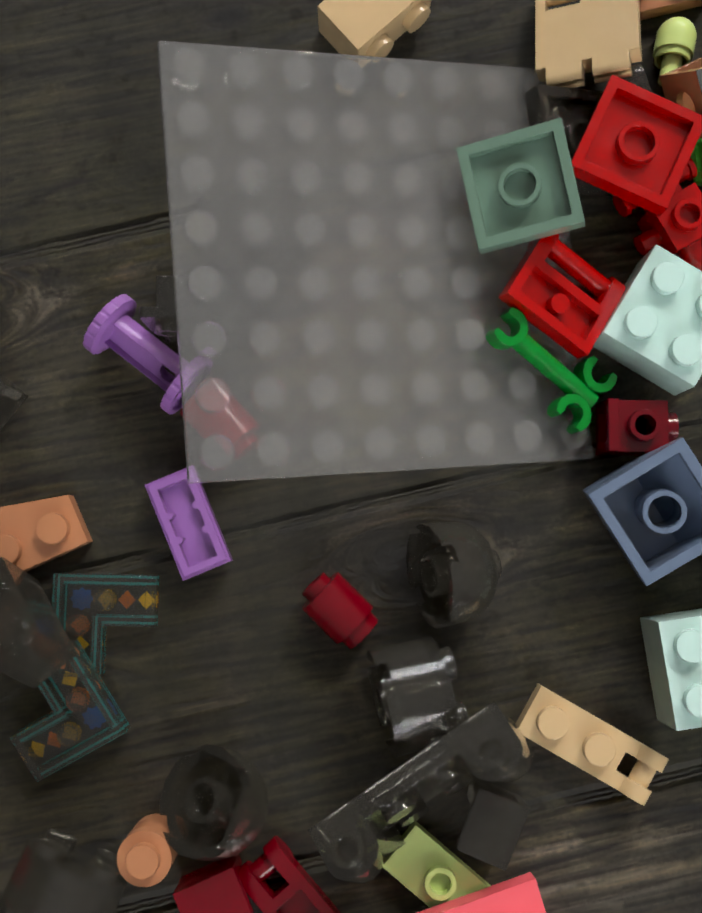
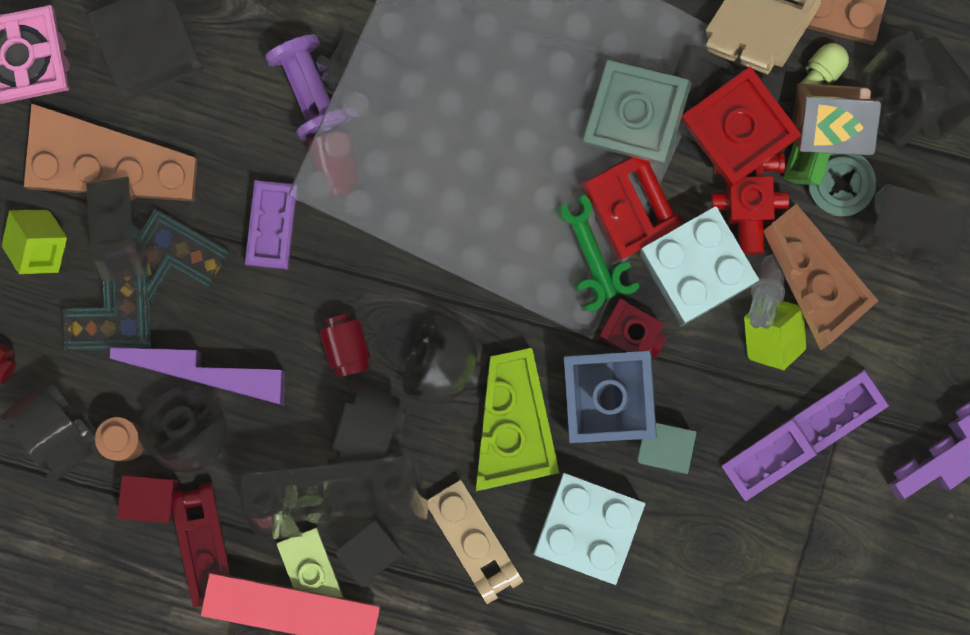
camera: 30 degrees right, 0 degrees up
(179, 726) = (186, 364): none -> medium lavender slope
(566, 594) = (515, 424): none -> lime wing

